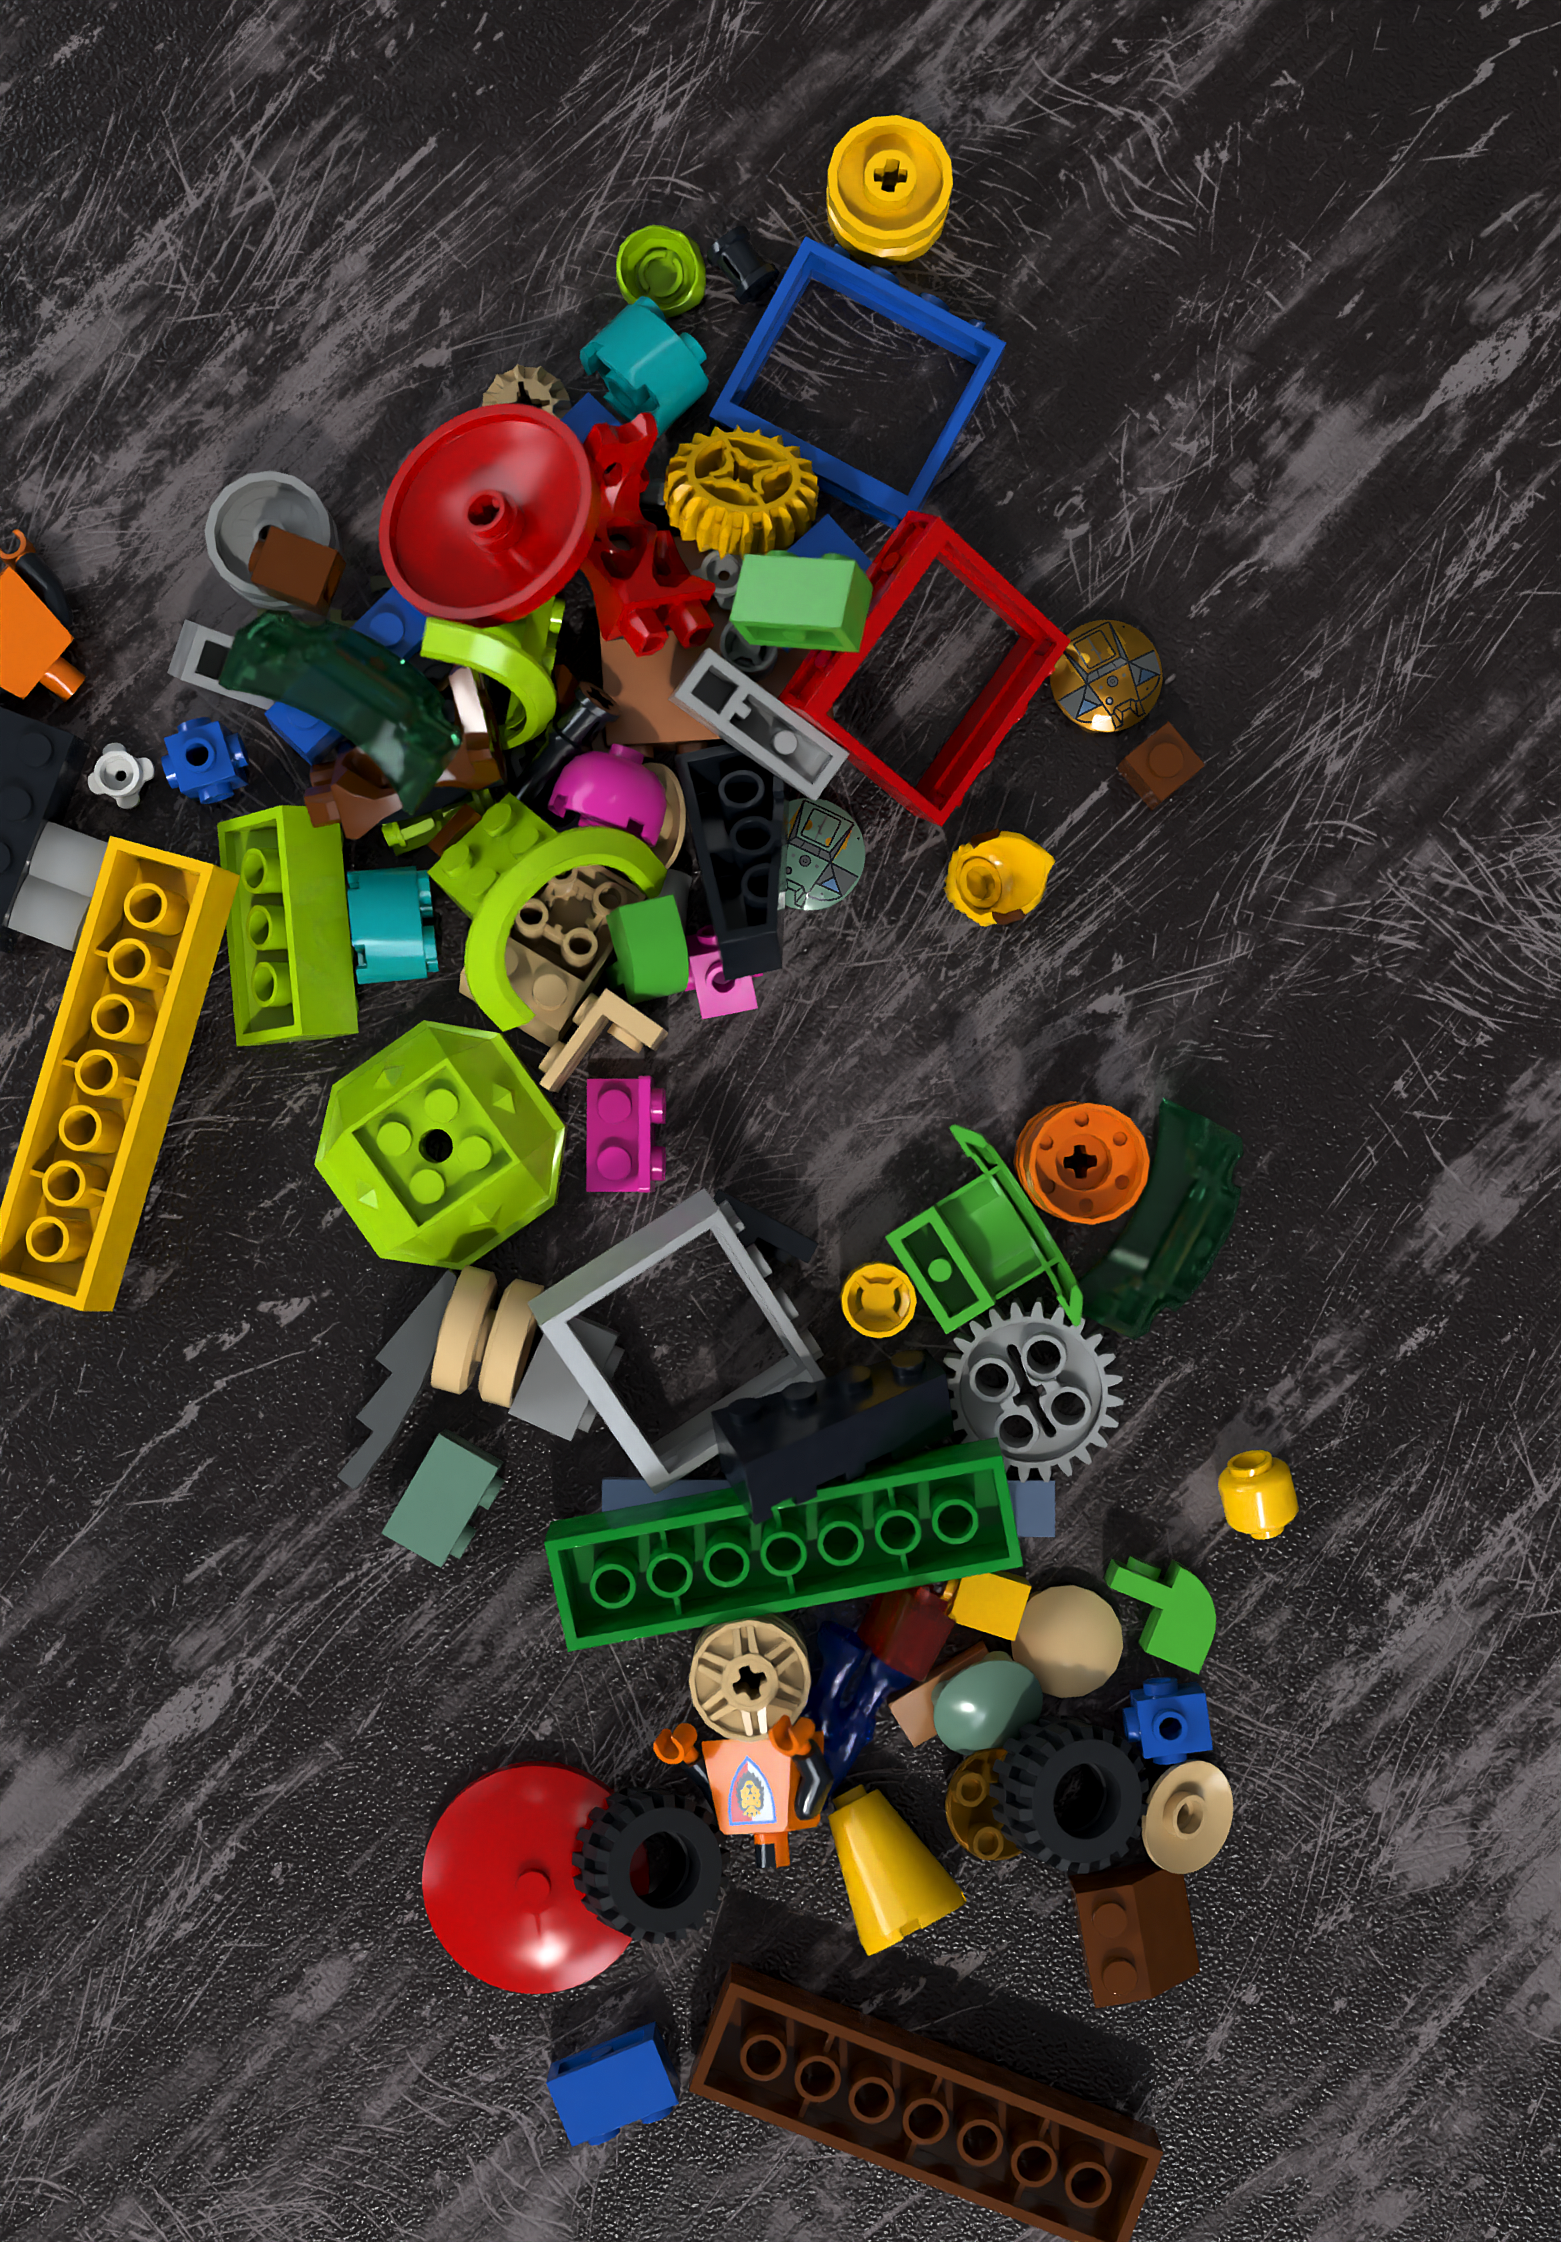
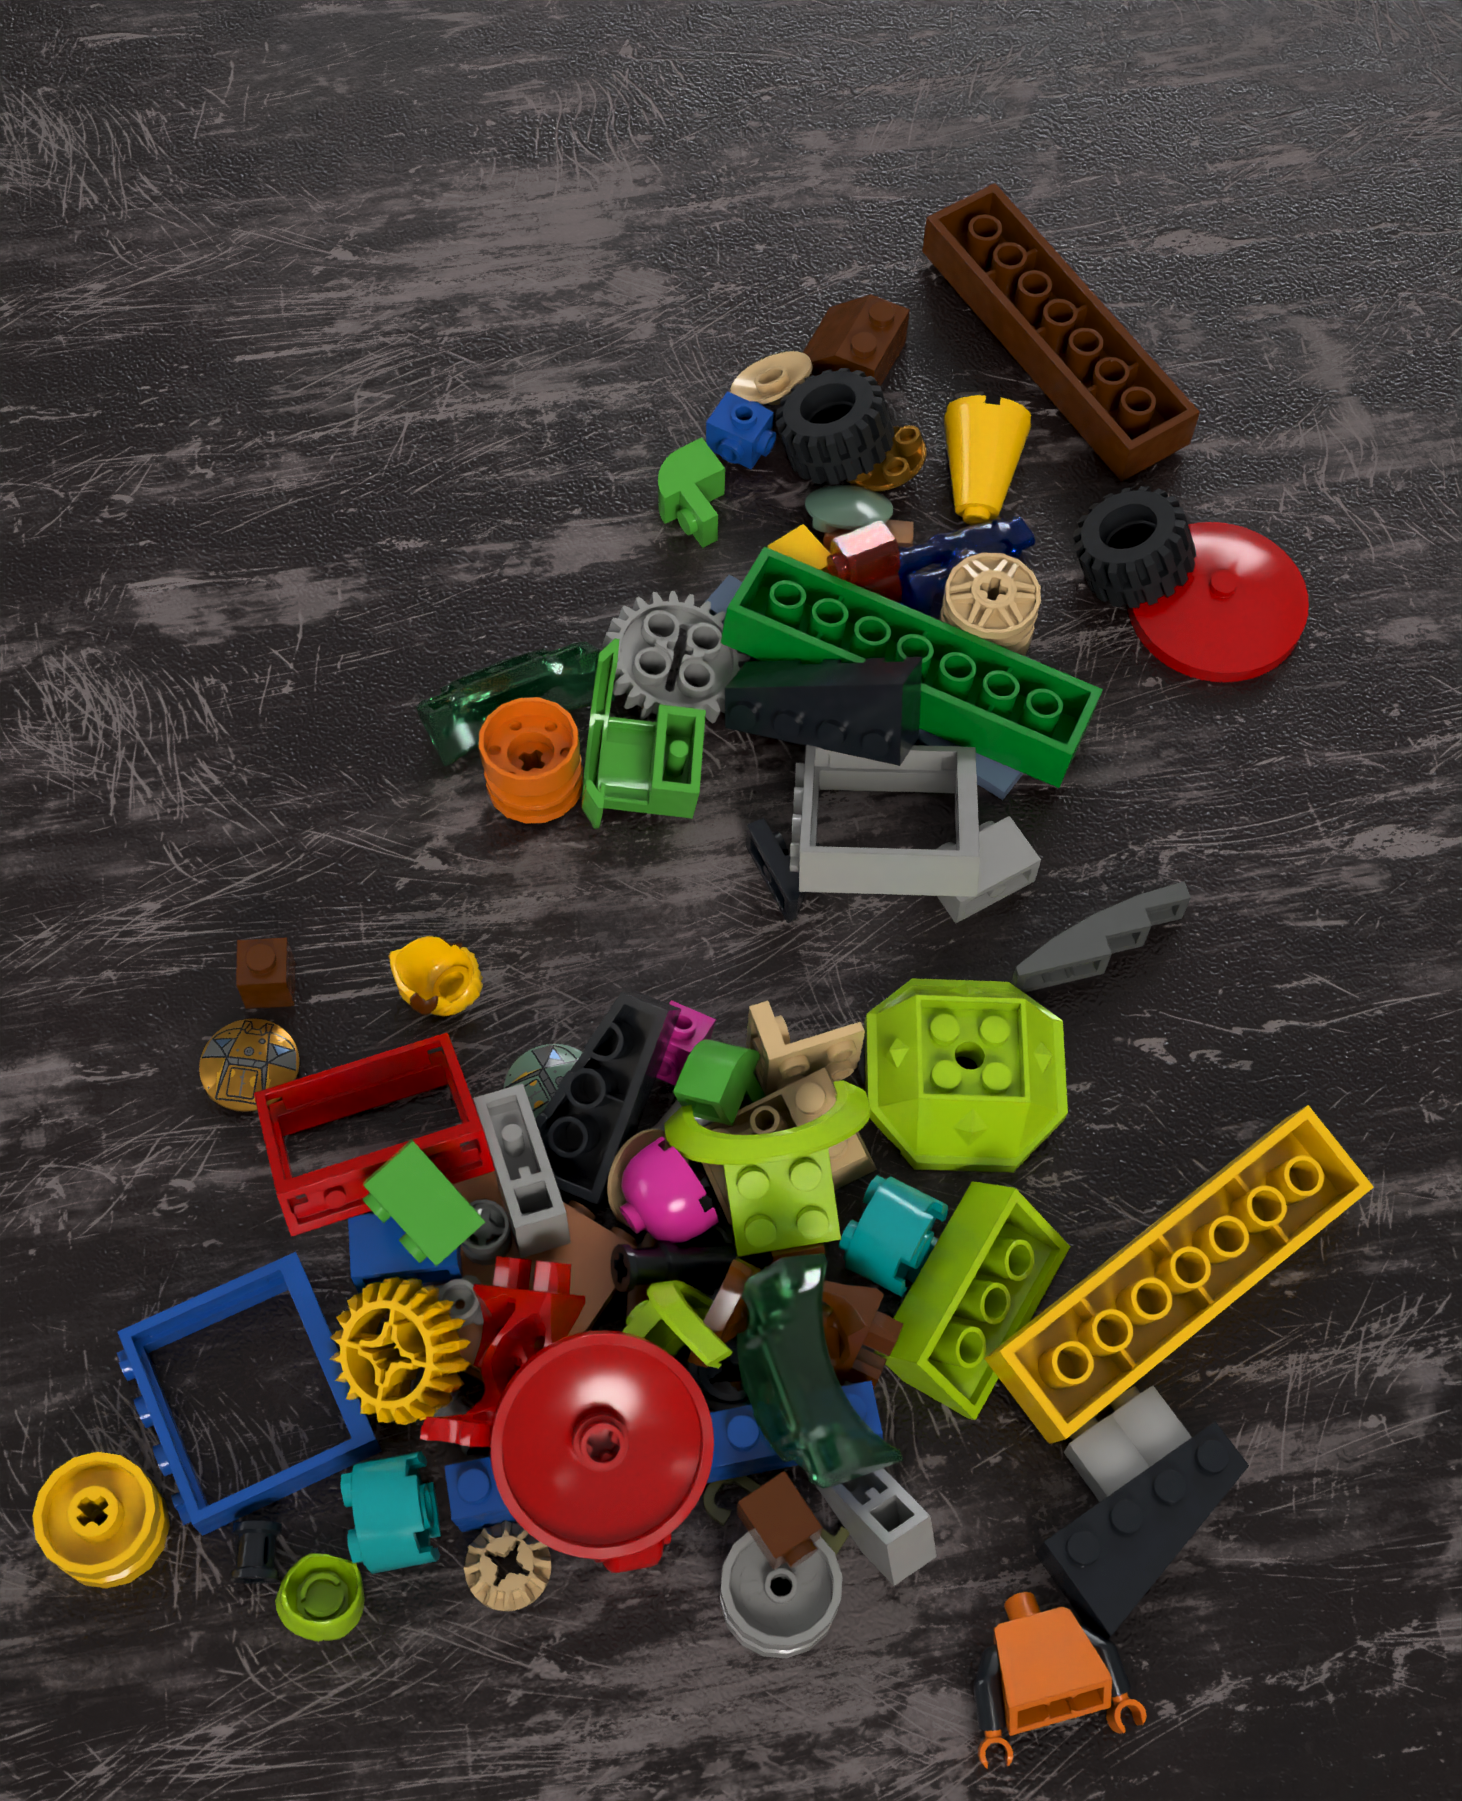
camera: 140 degrees left, 25 degrees down
(109, 764) = (1029, 1491): white plate -> none
(221, 771) = (946, 1478): blue brick -> none
(443, 1499) = (1123, 847): sand green brick -> none
(479, 1334) = (1019, 911): tan wheel -> none
(614, 2085) = (1246, 459): blue brick -> none
(622, 1135) = (826, 984): dark pink bracket -> none
(757, 1784) = (1035, 535): orange torso -> none
(877, 1299) = (733, 772): yellow wheel -> none
(1068, 1640) = (765, 513): tan dish -> none
(1258, 1494) = (581, 514): yellow head -> none

